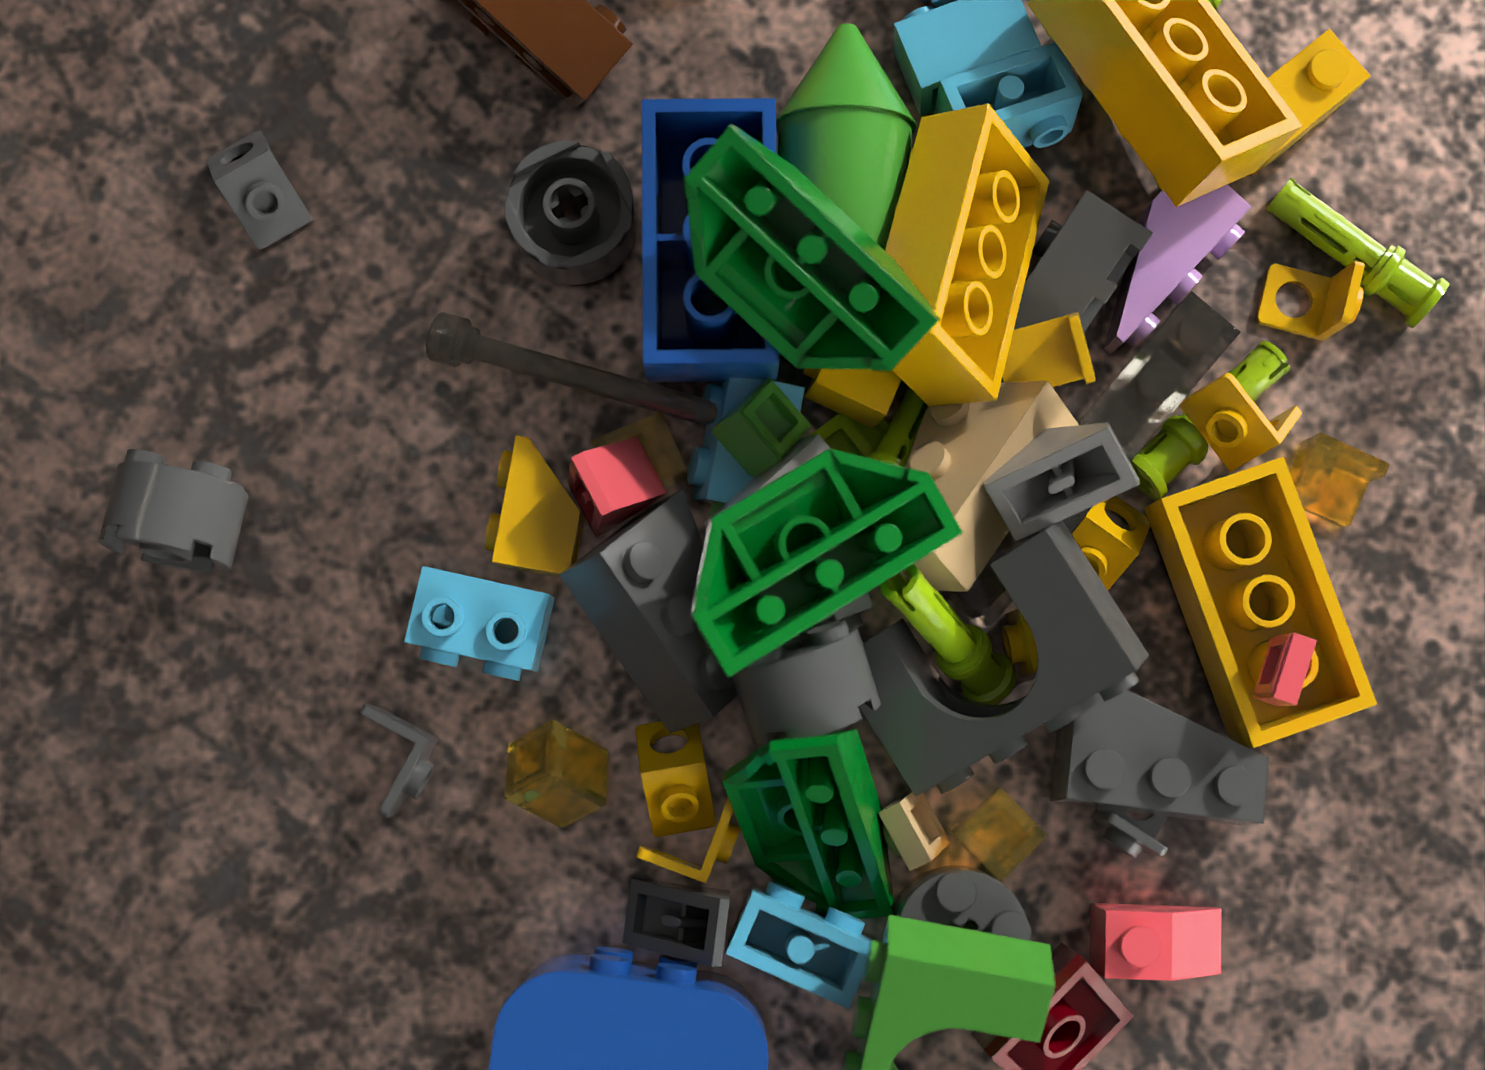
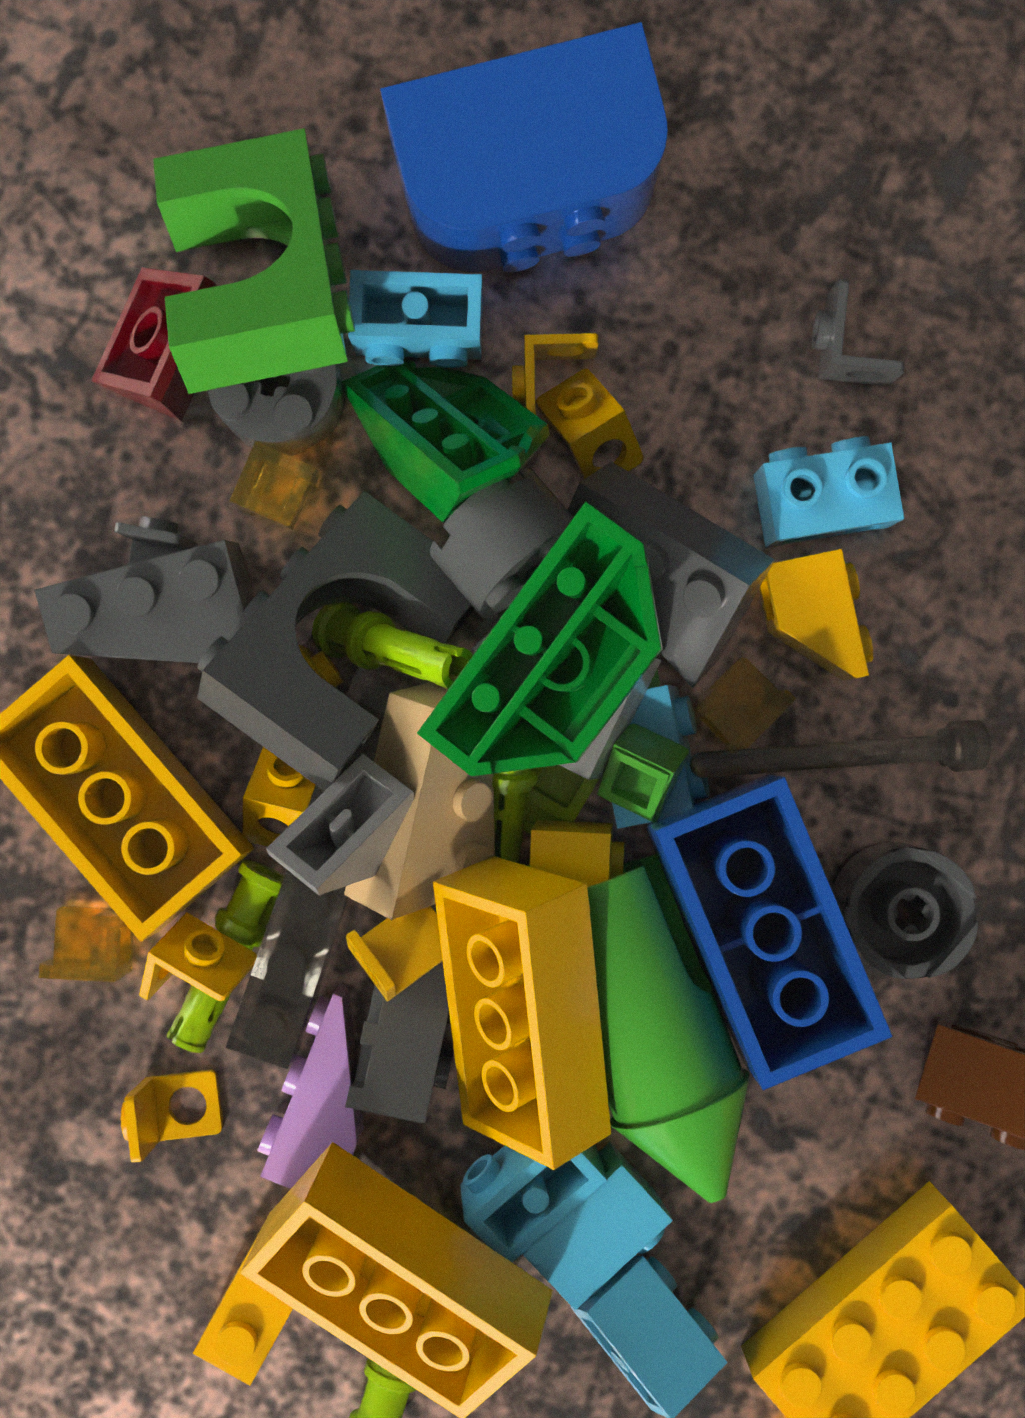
camera: 160 degrees right, 5 degrees up
(556, 774) = (699, 384): clear yellow panel -> none
(613, 483) = (757, 669): coral slope -> none
(677, 920) = (533, 297): dark grey slope -> none
(798, 262) = (679, 932): green wedge -> none
(913, 830) = (353, 462): tan plate -> none
(1154, 941) = (96, 450): coral slope -> none
(1284, 669) = (65, 734): coral tile -> none
(1385, 269) = (110, 1169): lime pin -> none

